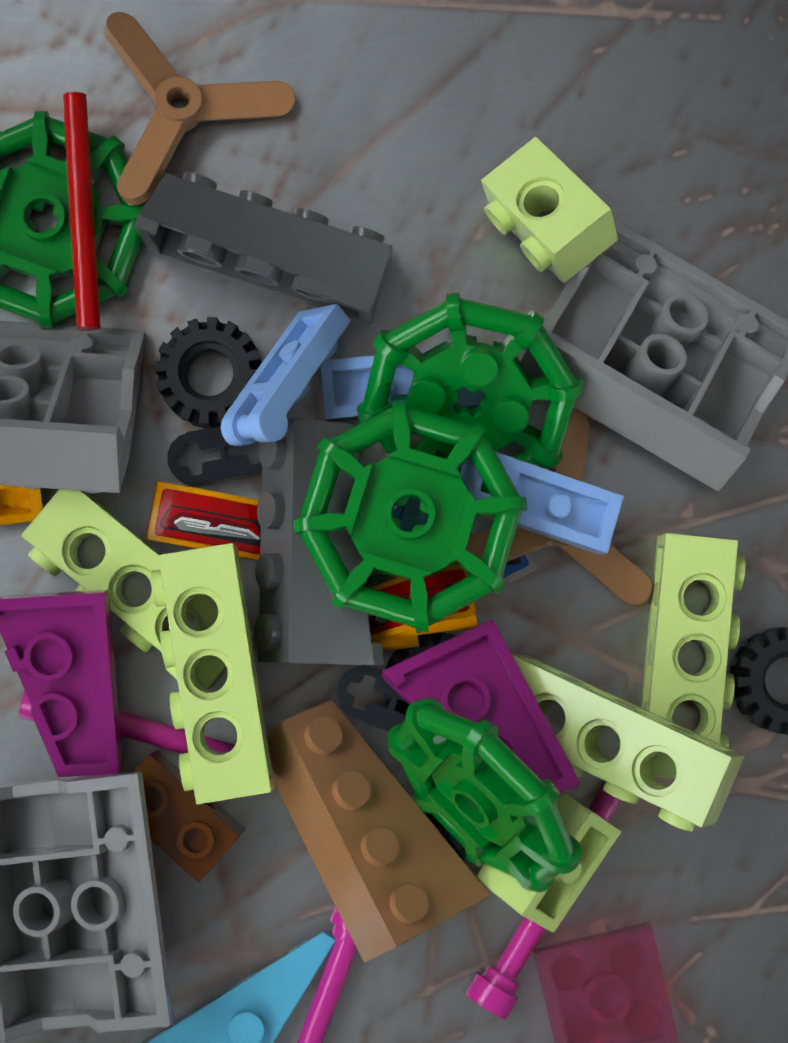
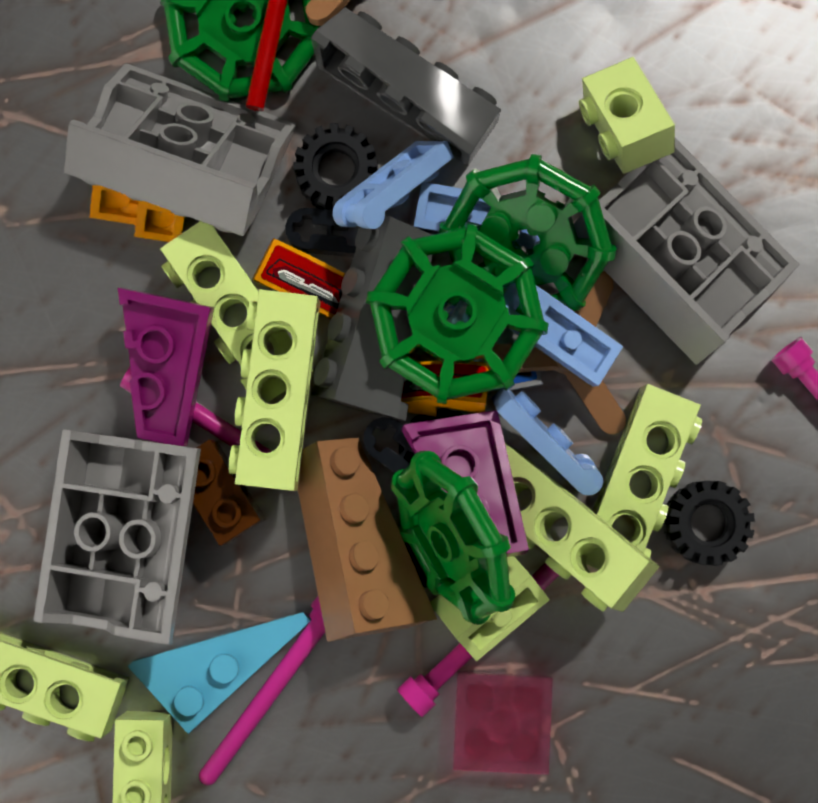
camera: 20 degrees right, 0 degrees up
(566, 638) = (549, 442): none -> light blue plate

